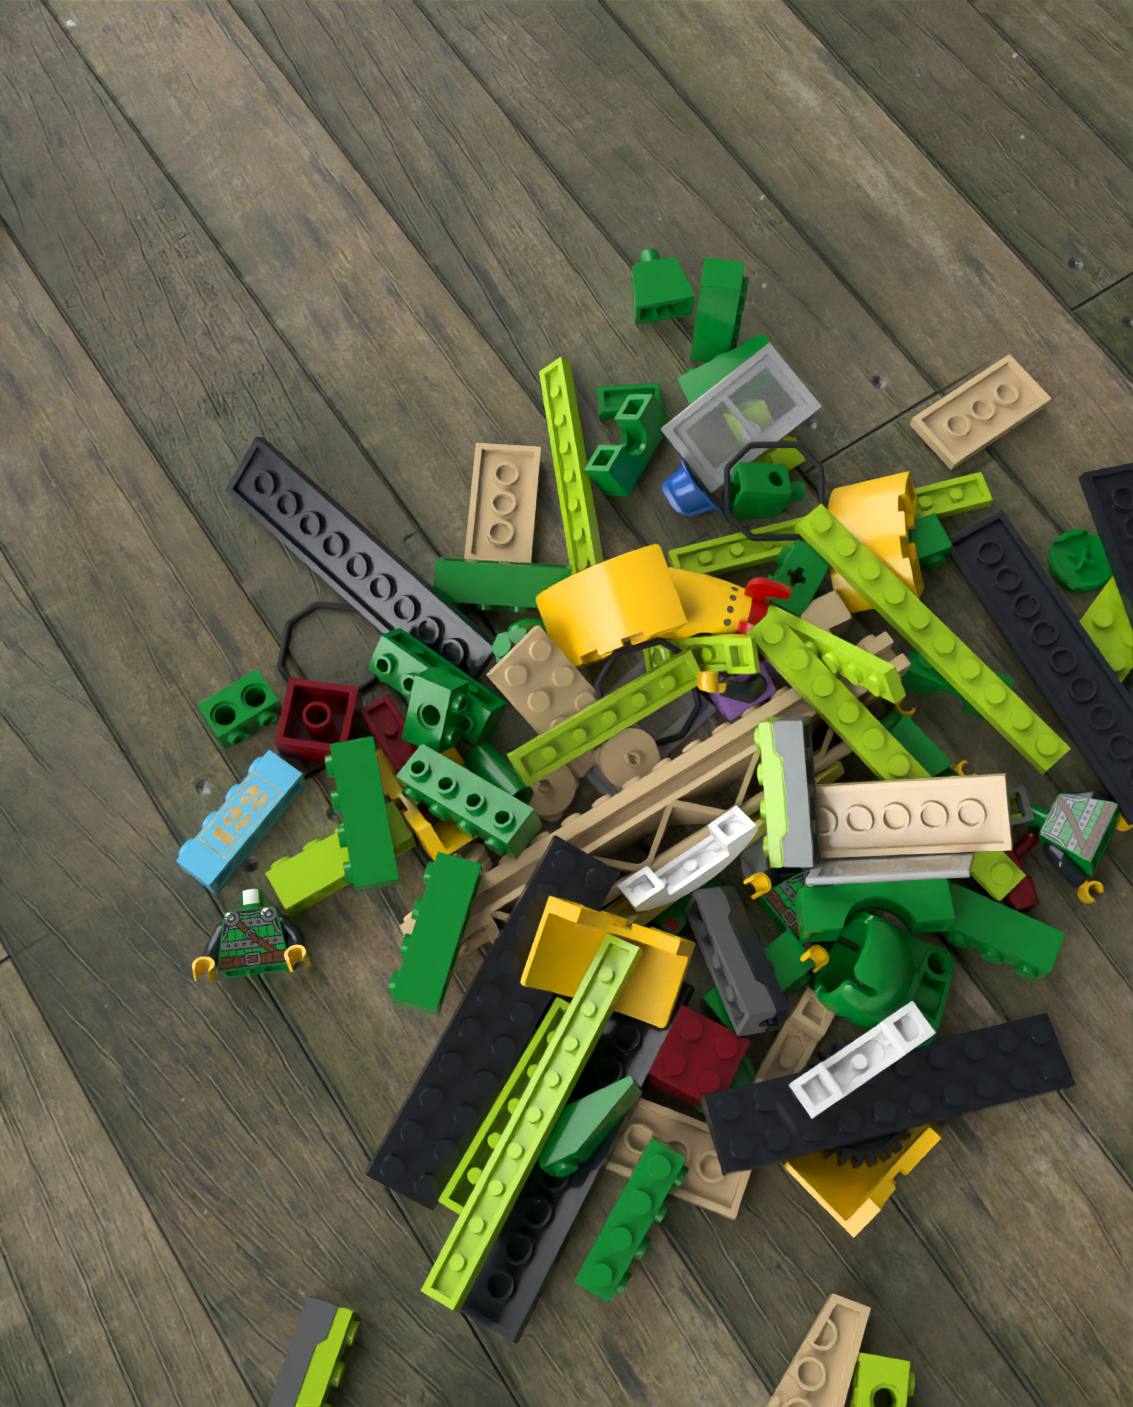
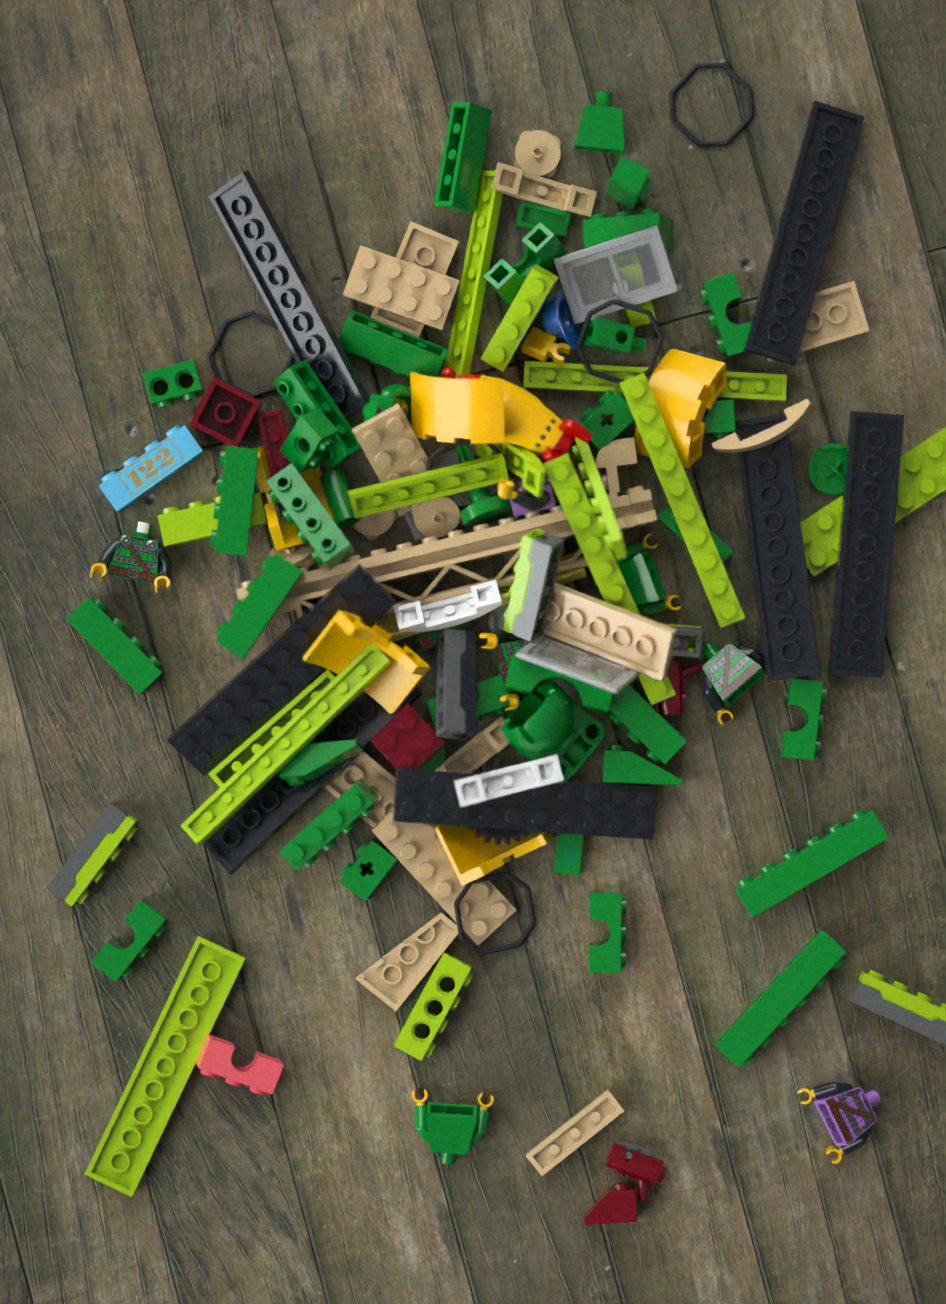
camera: 20 degrees right, 20 degrees up
(256, 1067) = (115, 645): none -> green brick
(489, 514) = (401, 288): none -> tan plate
(513, 359) = (465, 155): none -> green brick
(596, 337) = (538, 153): none -> tan piece
(610, 370) = (543, 191): none -> tan slope
(646, 490) = (519, 318): none -> lime brick
(681, 722) = (484, 506): none -> green piece
(684, 527) = (543, 345): none -> yellow plate
(713, 1289) = (382, 862): none -> green brick
(778, 1213) = (425, 858): none -> tan plate
(802, 268) = (688, 133): none -> black piece
(897, 452) = (718, 294): none -> green arch
(934, 326) = (803, 233): none -> black plate
(952, 1245) = (500, 948): none -> black piece
(960, 559) = (795, 415): none -> tan slope
(969, 1146) = (568, 854): none -> green tile
(1006, 997) = (627, 767): none -> green slope
(1087, 1271) = (607, 955): none -> green arch

